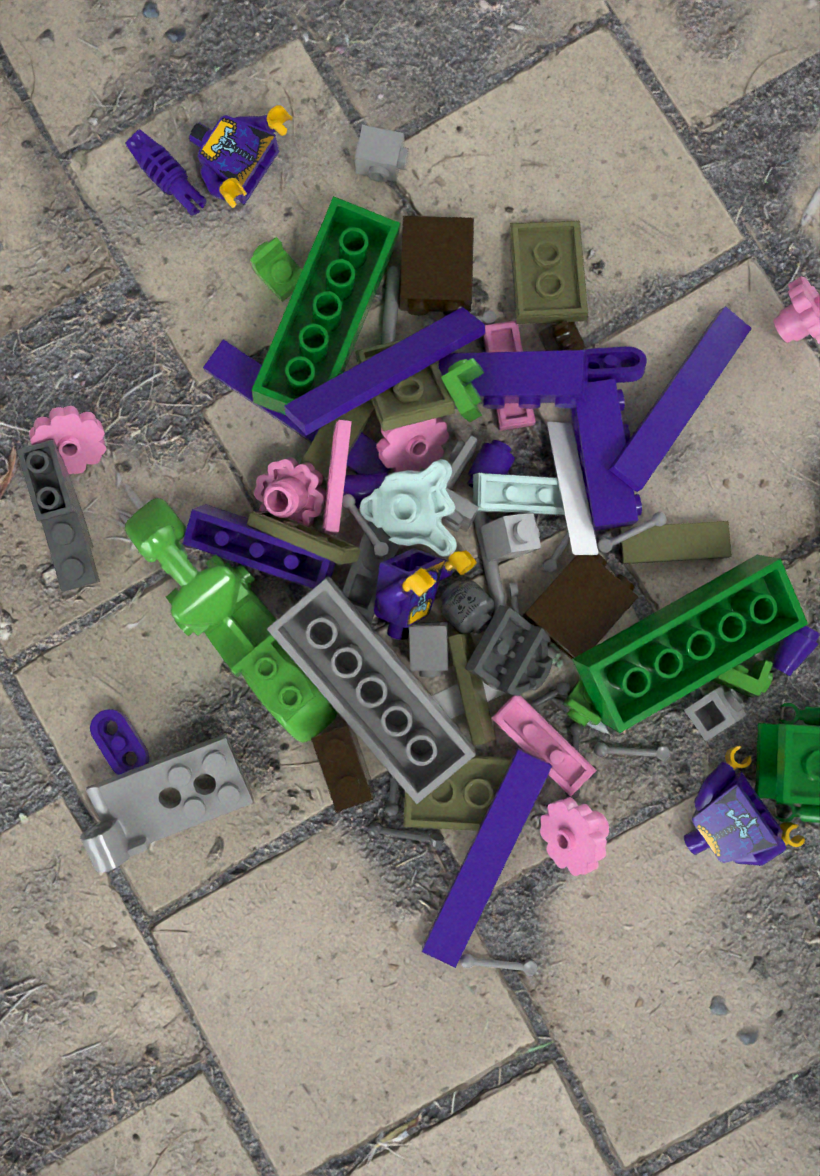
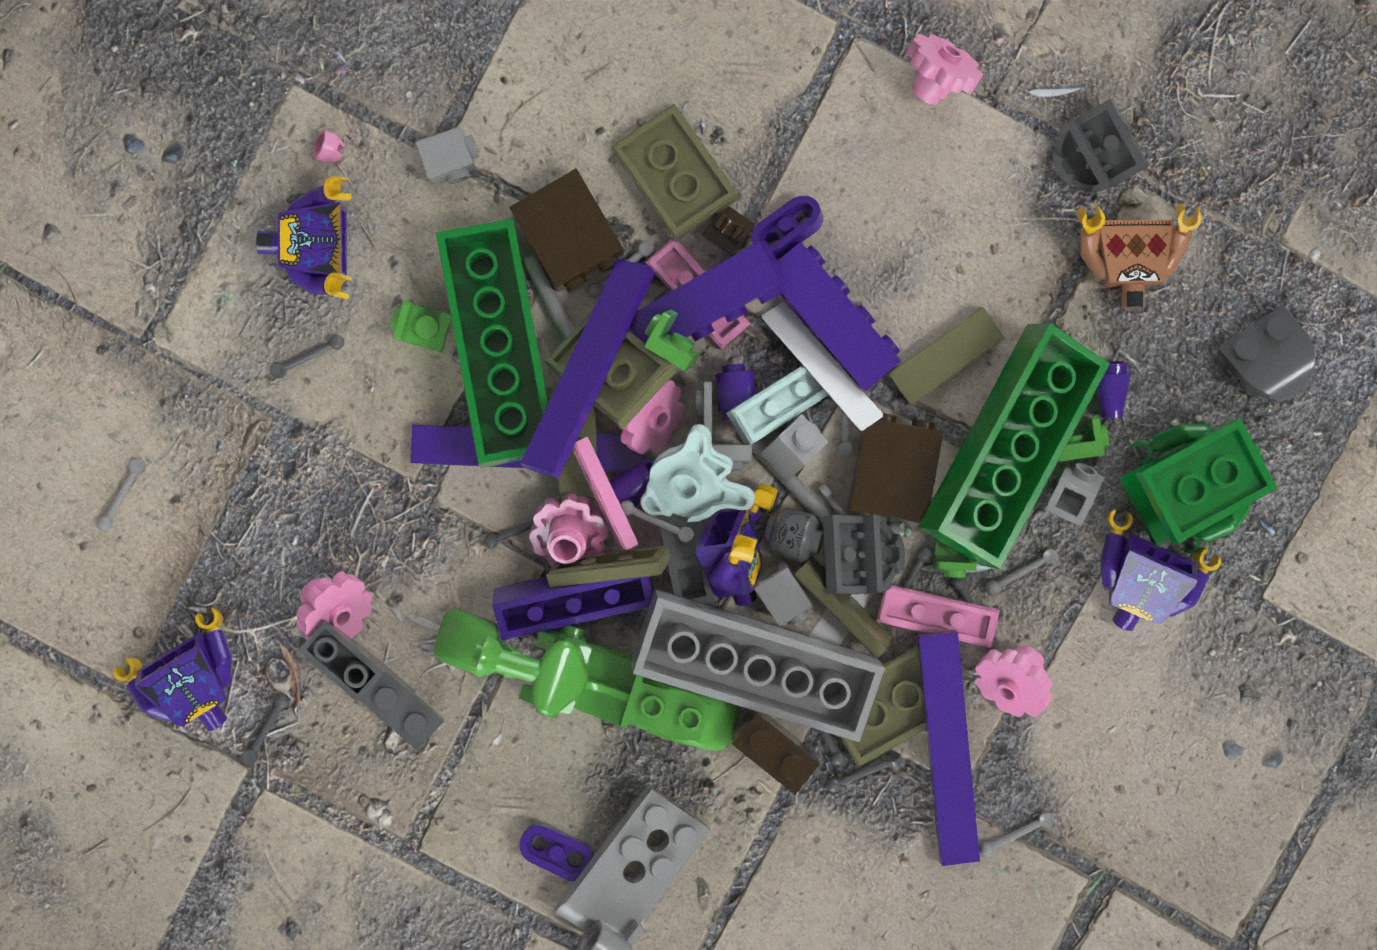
camera: 30 degrees left, 5 degrees up
(149, 240) = (279, 370): none -> dark grey hinge
(164, 171) = (253, 297): dark purple hinge -> none
(228, 467) = (492, 540): none -> dark grey hinge
(294, 96) = (326, 147): none -> bright pink hinge
(605, 545) = (884, 400): light grey hinge -> none
(680, 399) = (871, 221): dark purple tile -> none

